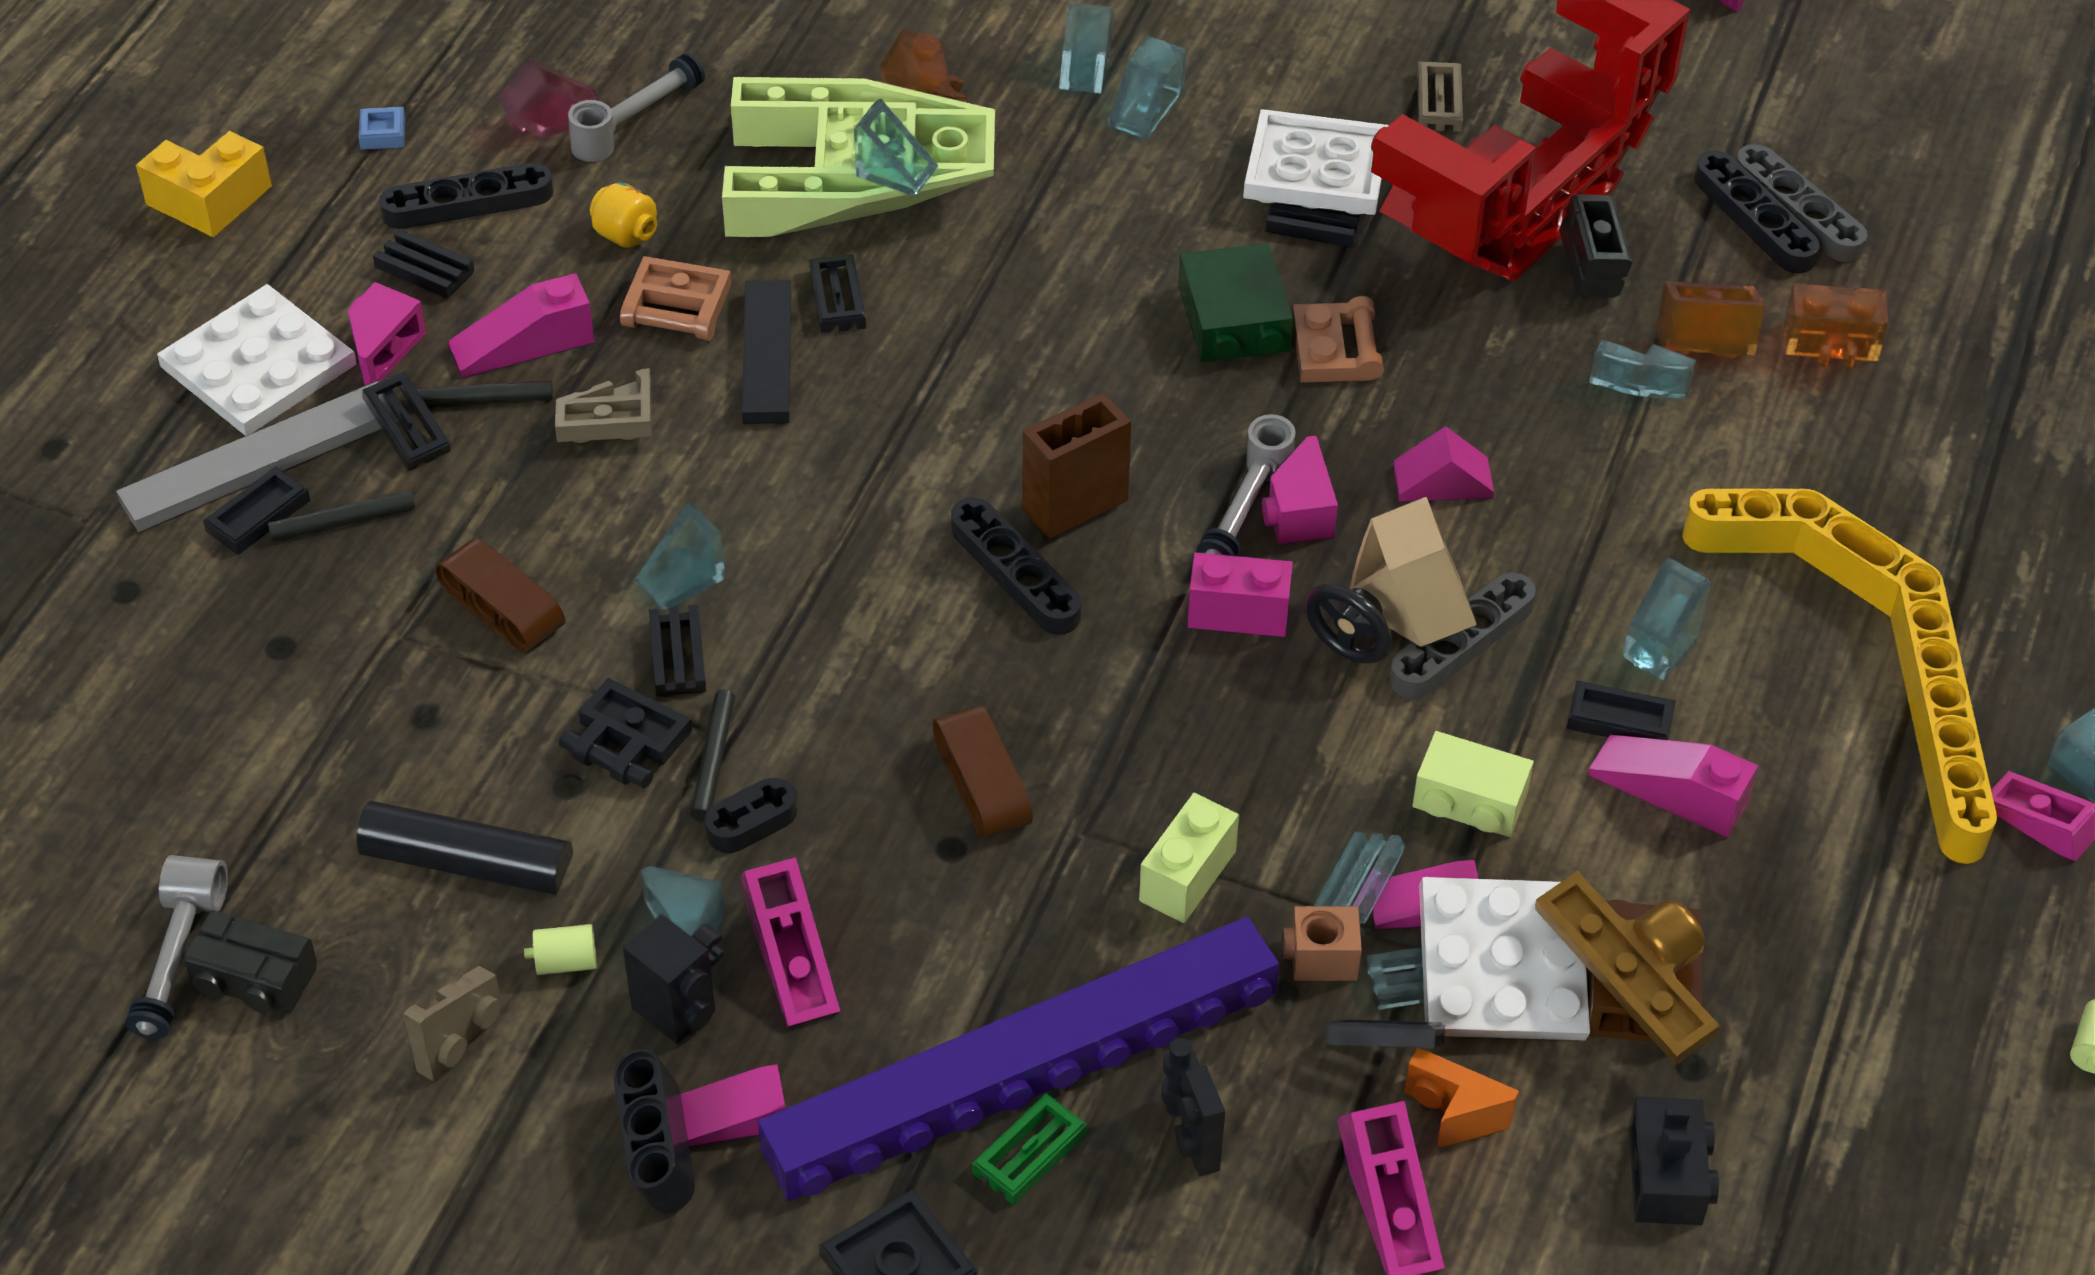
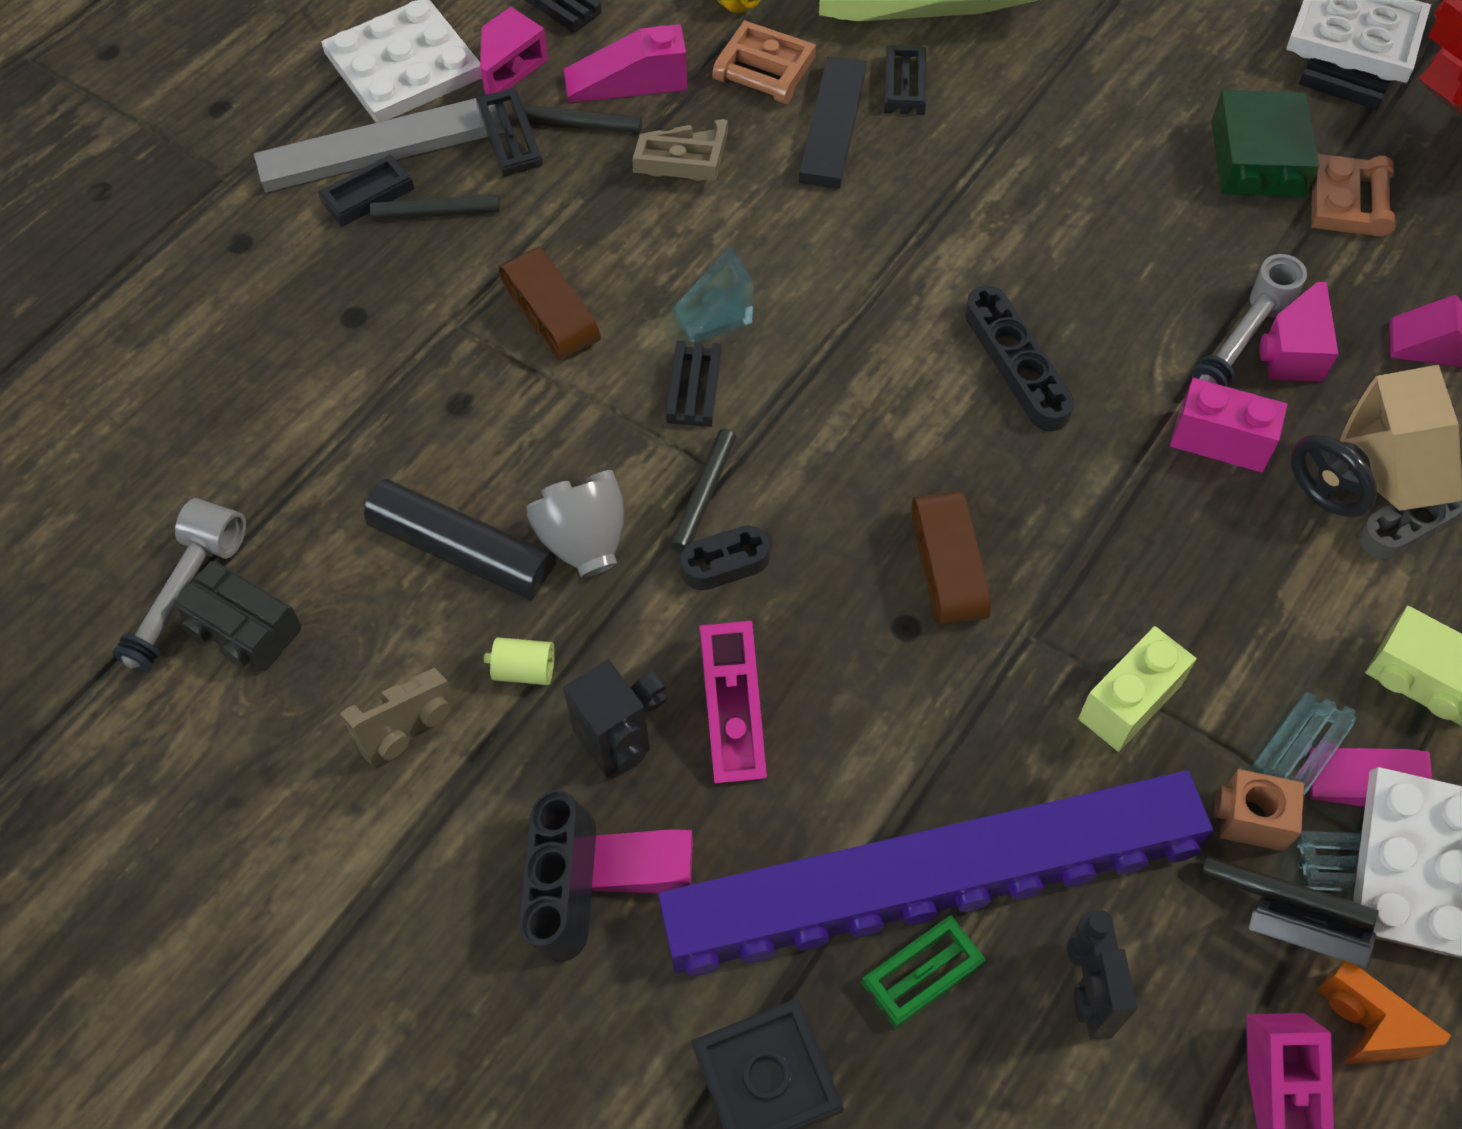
camera: 15 degrees right, 10 degrees up
(593, 804) = (581, 522): none -> light grey piece
(631, 720) = (637, 444): black plate -> none
(683, 898) = (642, 640): clear light blue slope -> none
(1076, 465) = (1094, 271): reddish brown brick -> none
(1361, 1008) = (1290, 893): none -> pearl dark grey bar

